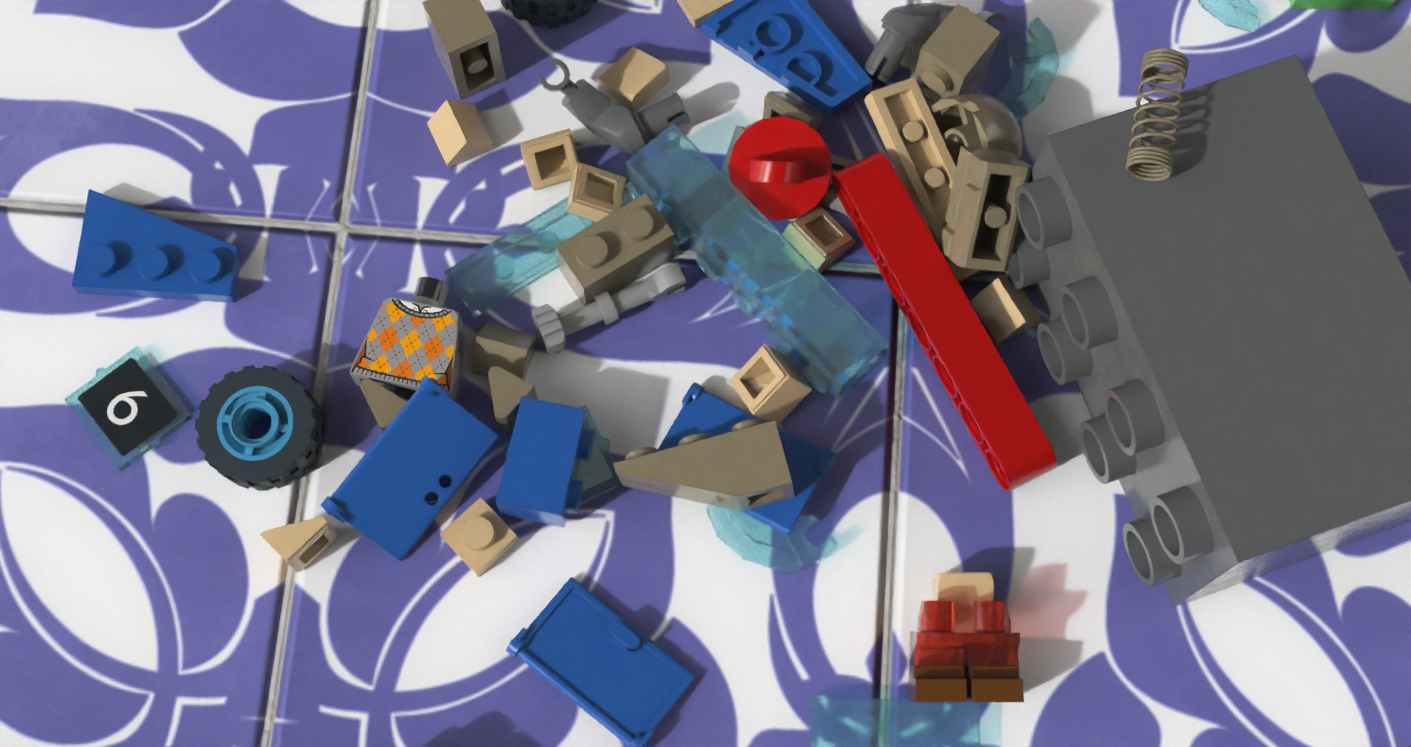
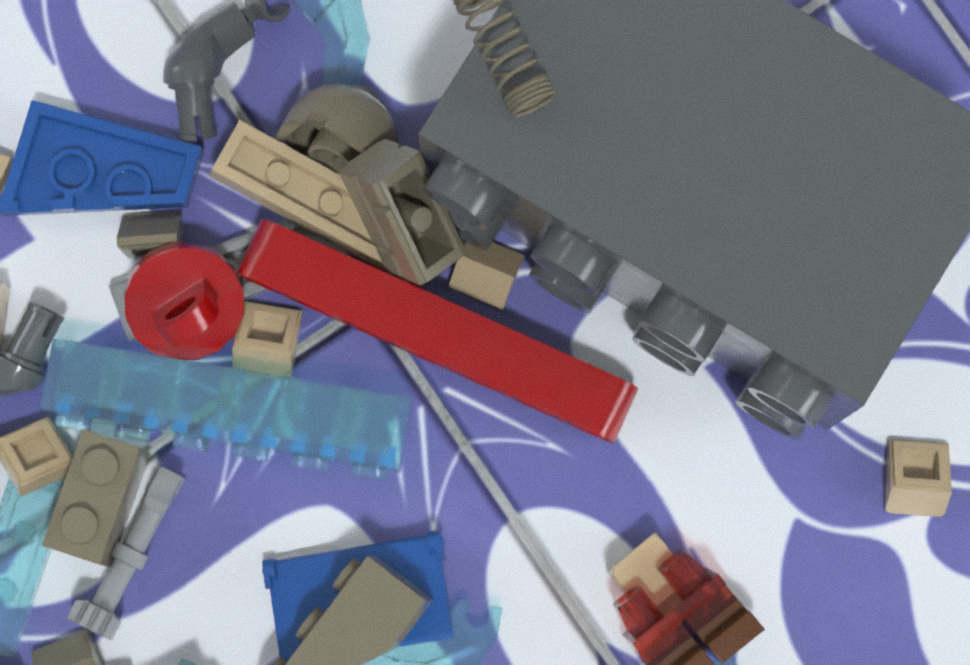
camera: 35 degrees left, 10 degrees up
(770, 385) = (331, 510): tan slope -> none
(955, 56) = (263, 76): dark tan brick -> none
(1218, 692) = (917, 478): none -> tan slope

